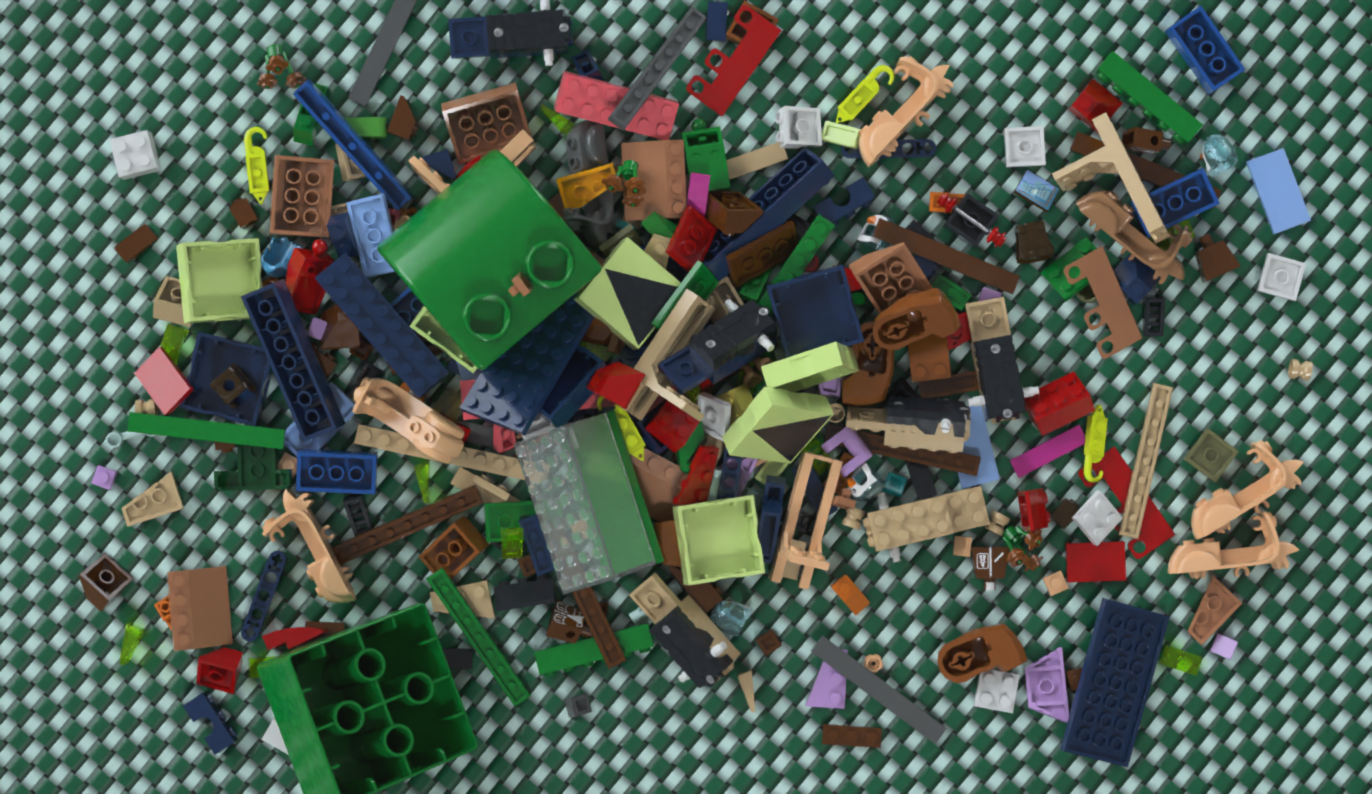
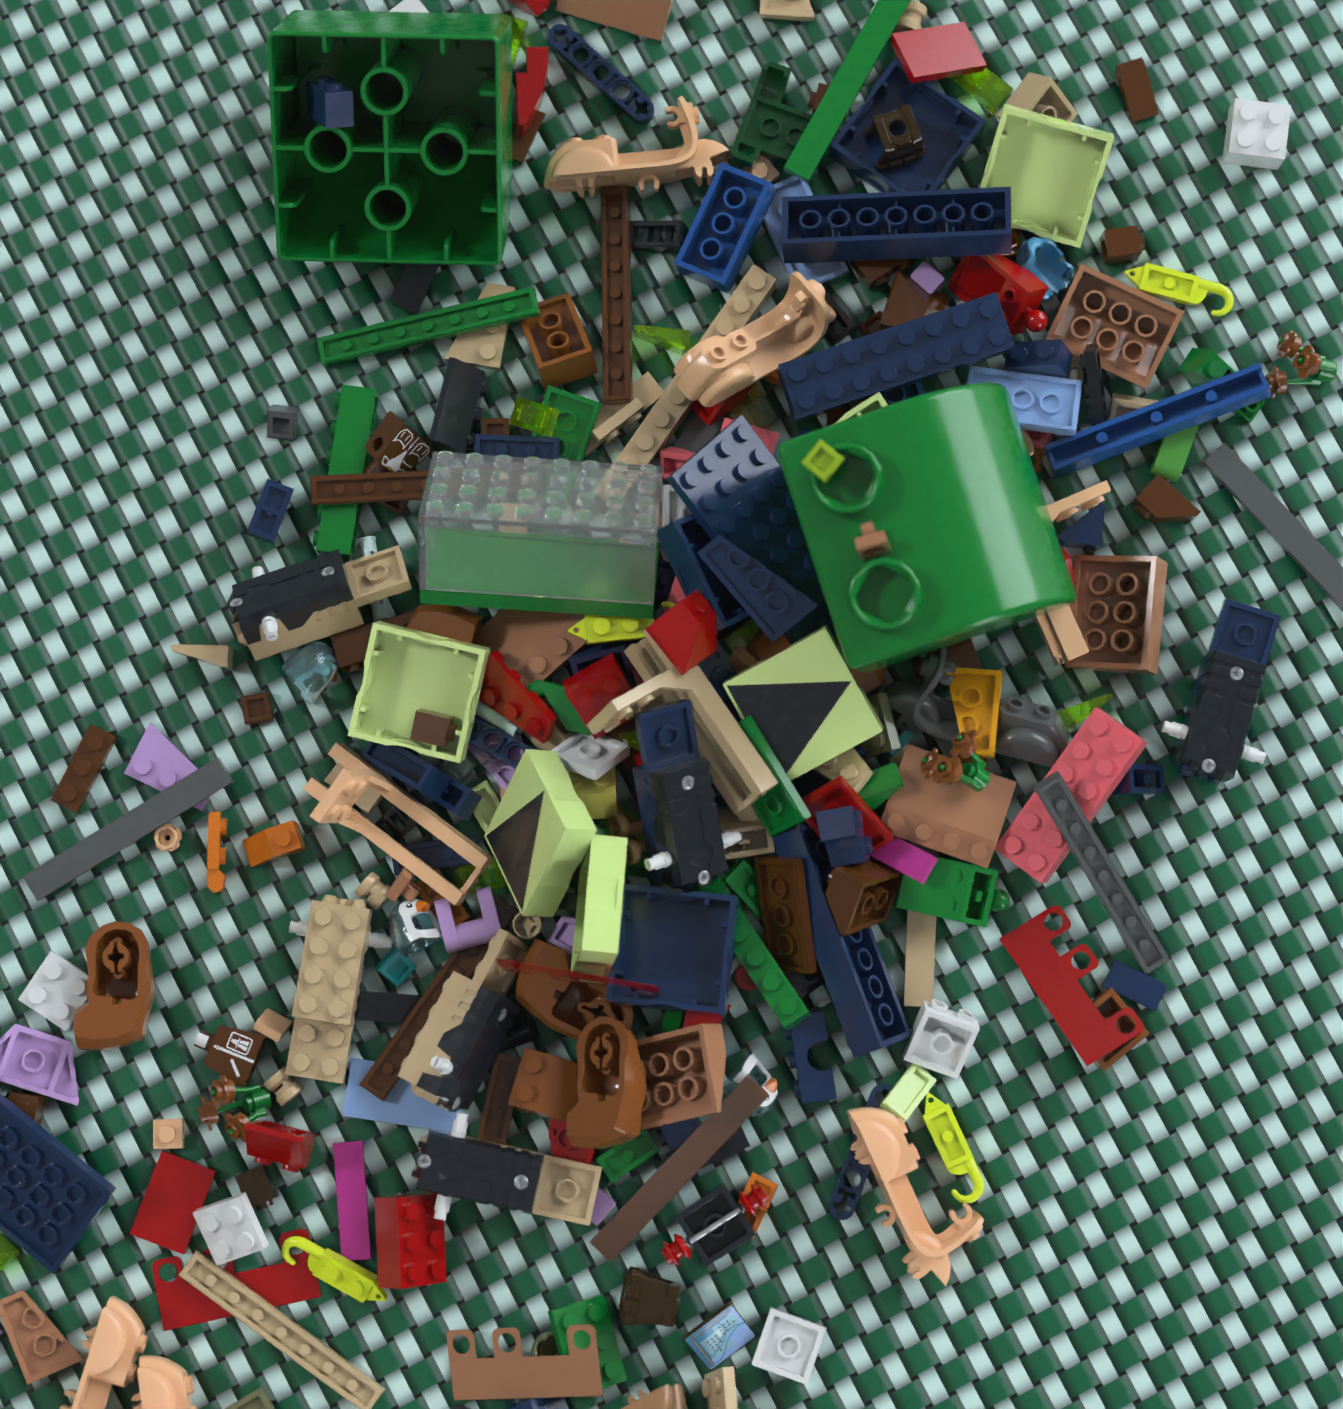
camera: 115 degrees right, 5 degrees down
(346, 193) = (1094, 385): none -> black hinge
(367, 752) = (329, 102): none -> dark blue brick
(483, 335) = (823, 460): none -> lime tile
(569, 351) = (760, 591): none -> dark blue wing
(640, 687) = (270, 511): none -> dark blue hinge
(702, 234) = (844, 836): none -> dark blue brick
(737, 521) = (433, 727): none -> reddish brown brick
(857, 364) = (553, 972): none -> red piece
(871, 627) = (216, 854): none -> orange hinge

